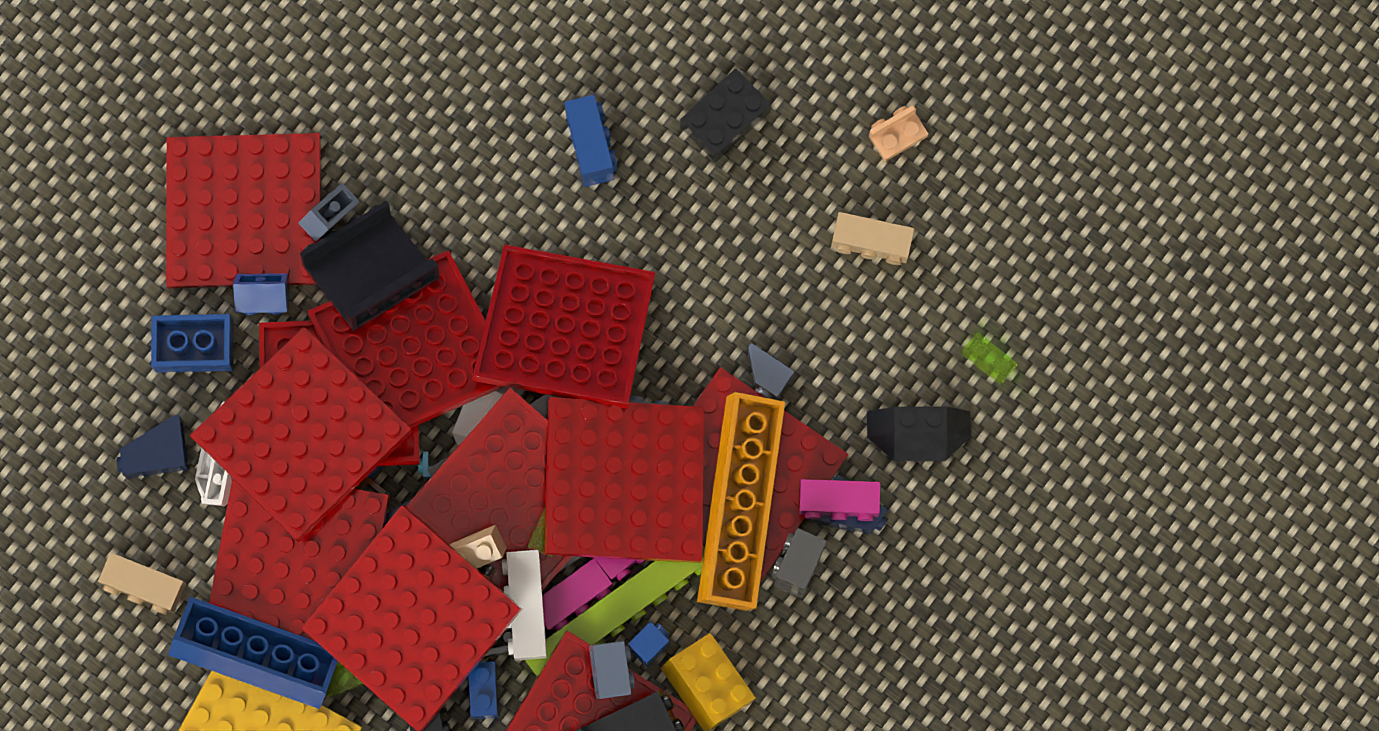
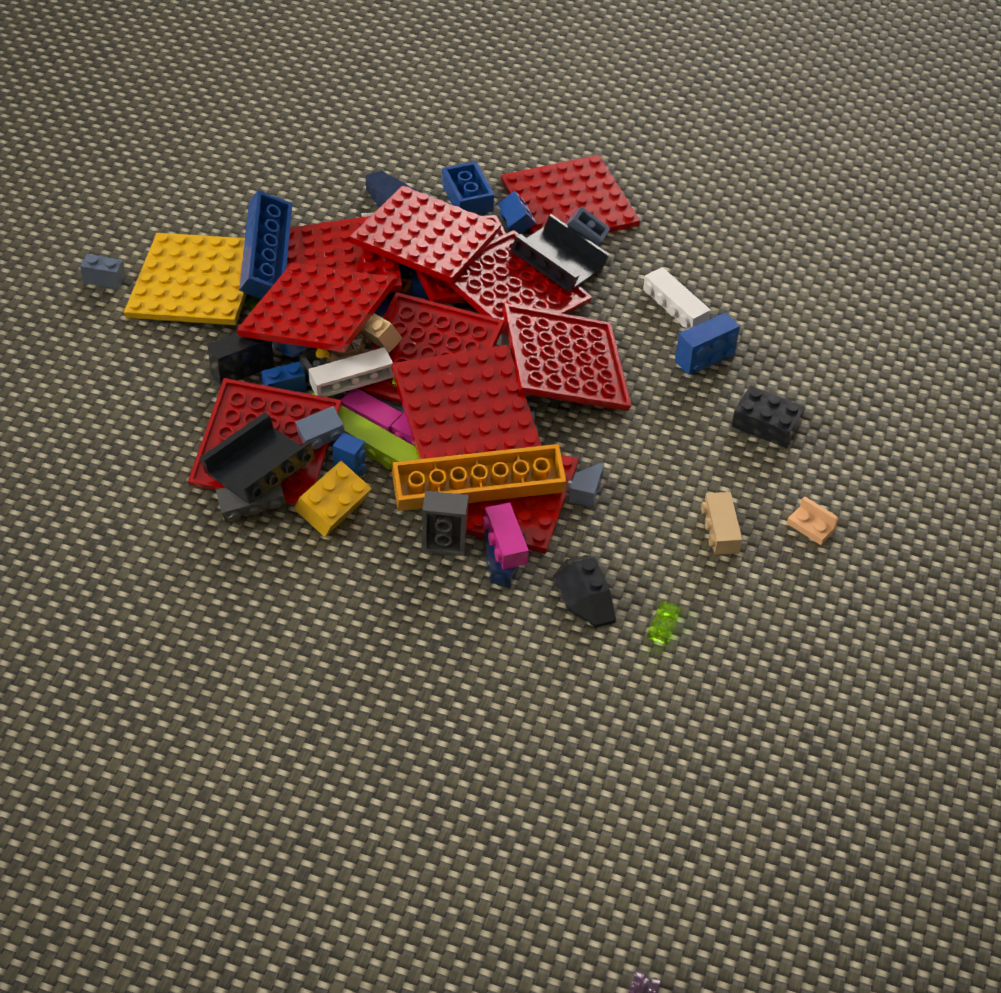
camera: 70 degrees right, 30 degrees down
(141, 584) = (300, 196): tan brick -> none
(487, 145) = (675, 298): none -> white brick

